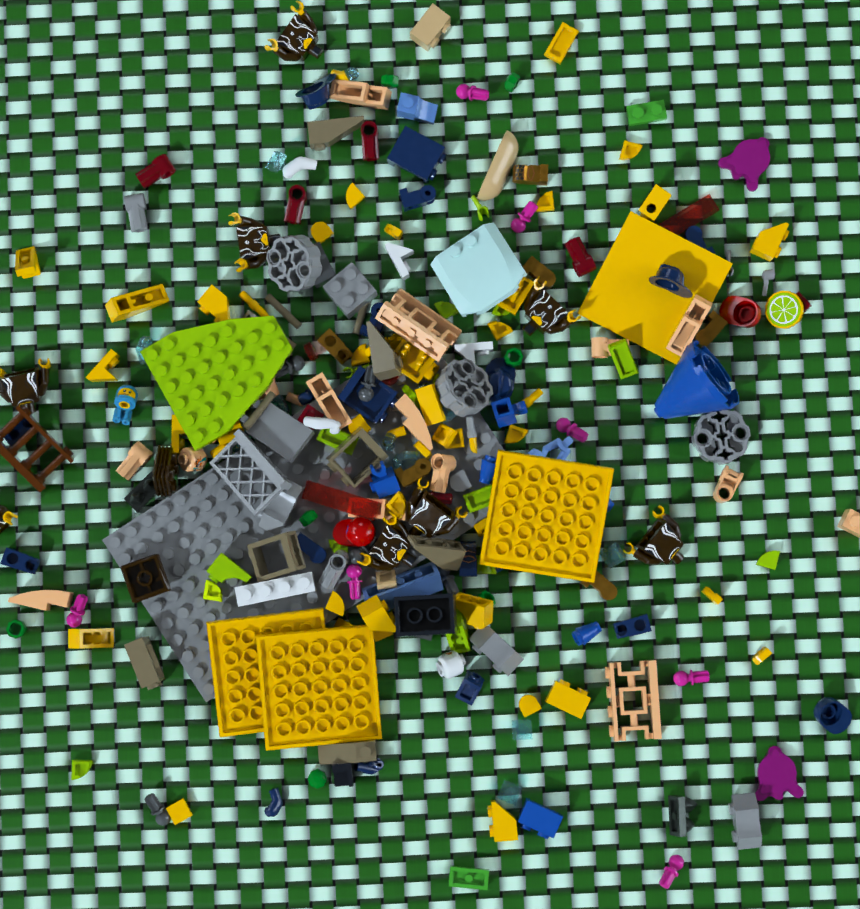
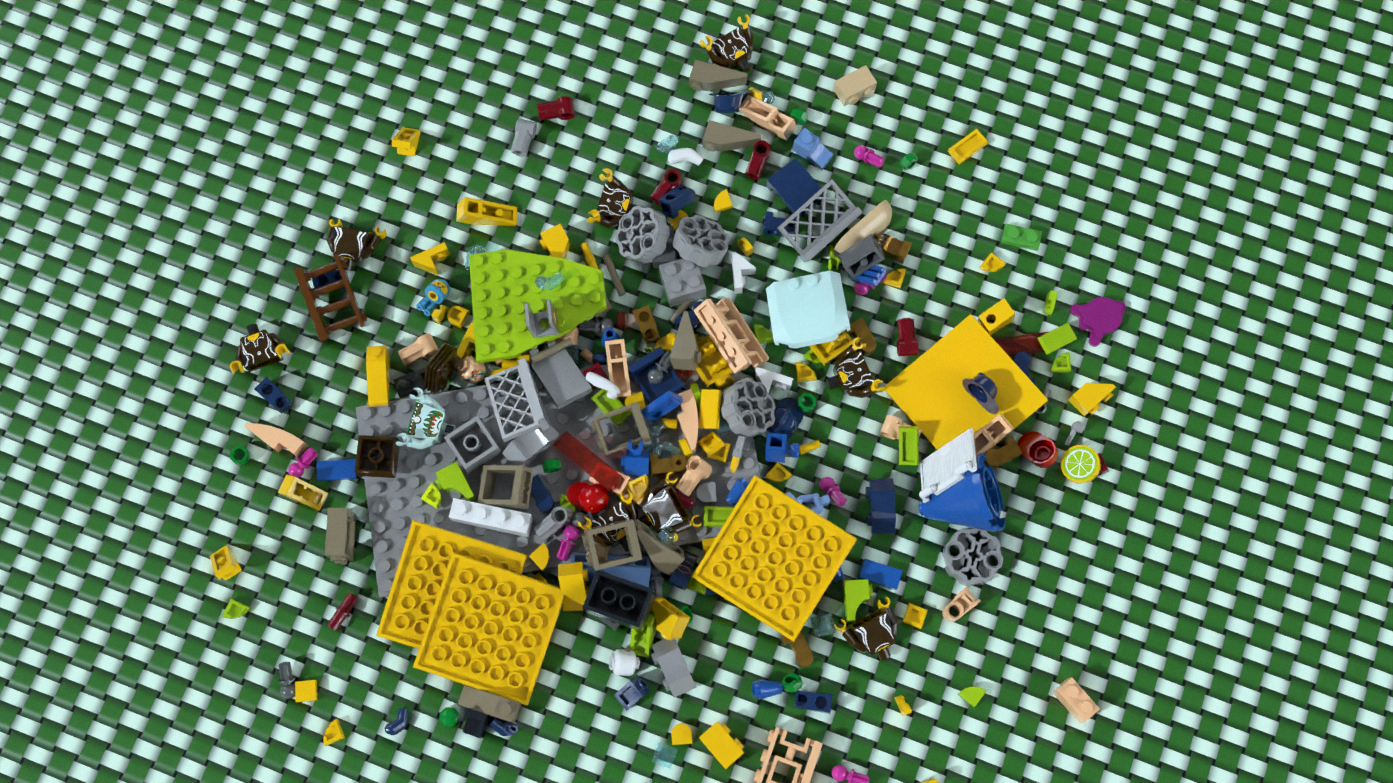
camera: 20 degrees right, 10 degrees down
(50, 732) = (224, 563): none -> yellow slope
(109, 502) = (378, 375): none -> yellow slope
(111, 603) = (336, 470): none -> blue tile
(138, 417) = (438, 315): none -> yellow tile
(154, 412) = (457, 316): none -> yellow tile
(176, 528) = (426, 424): none -> light aqua torso
(178, 728) = (343, 611): none -> dark red axle
(221, 837) = (333, 733): none -> yellow tile
(228, 530) = (472, 444): none -> light grey brick
(230, 349) = (549, 283): none -> clear light blue arm
(231, 389) = (534, 319): none -> light grey piece
(287, 77) = (714, 77): none -> dark tan slope
(303, 378) = (606, 336): none -> blue cone
(310, 214) = (676, 199): none -> dark blue leg
(351, 246) = (700, 241): none -> light grey connector
(385, 421) = (662, 406): none -> blue tile
(405, 545) = (632, 540): none -> dark tan window
(441, 539) = (667, 537): none -> clear light blue arm
(469, 181) = (829, 233): none -> light grey fence
(507, 197) = (862, 256): none -> dark grey brick
(507, 218) = (875, 271): none -> blue tile
(607, 618) = (792, 683): none -> green tile
(621, 425) = (881, 506): none -> dark blue brick
(629, 516) = (854, 594): none -> lime arch
(644, 487) = (880, 574): none -> blue tile
(667, 365) = (948, 465): none -> white window
(690, 511) = (915, 616): none -> yellow tile
(698, 167) = (1050, 302): none -> lime tile
(717, 199) = (1057, 338): none -> lime tile
(731, 220) = (1061, 363): none -> lime tile

